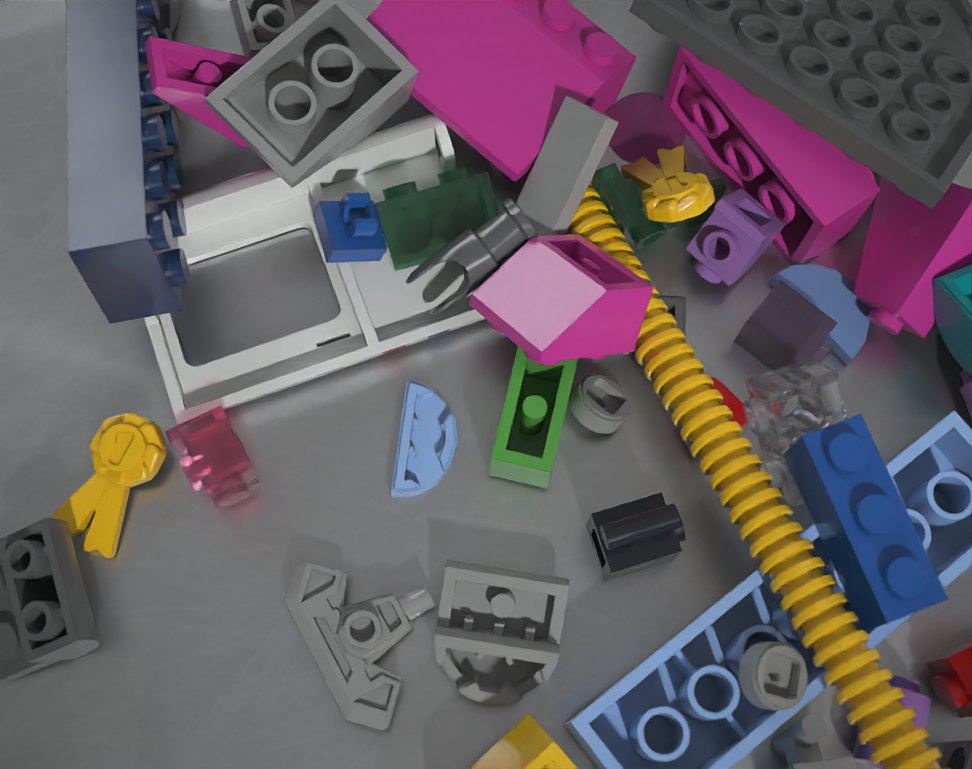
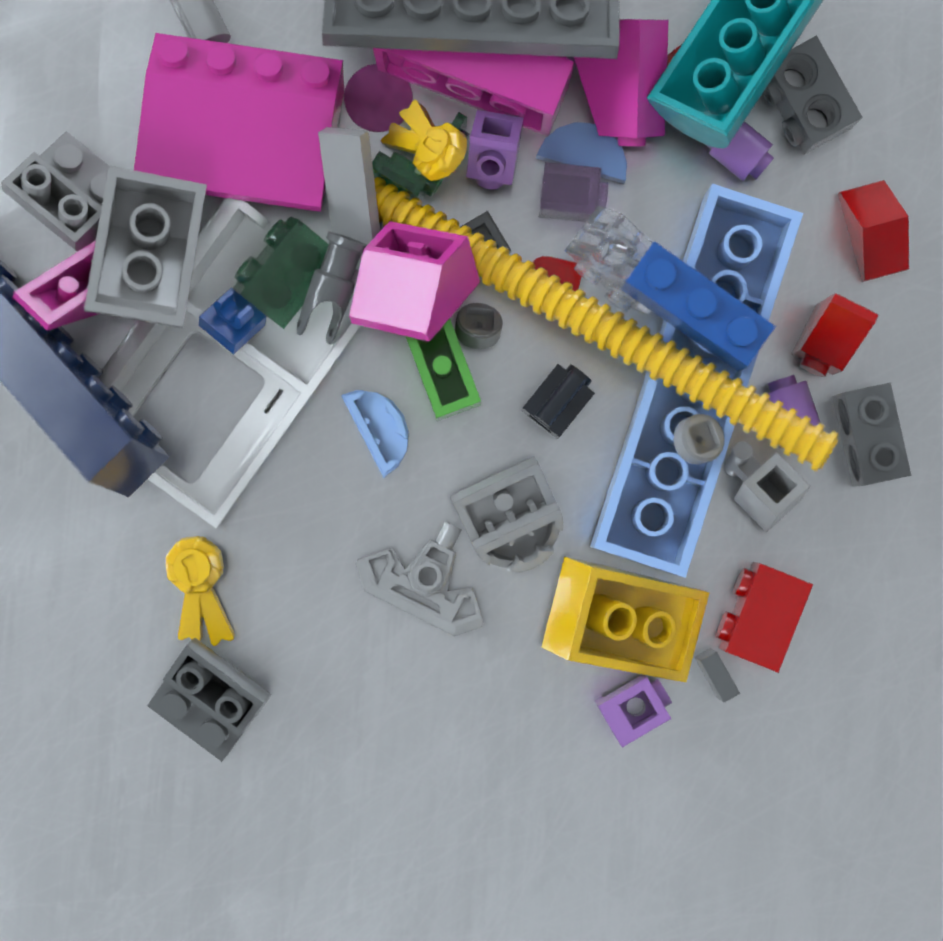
camera: 30 degrees left, 15 degrees up
(215, 457) = (256, 532): clear pink brick -> none

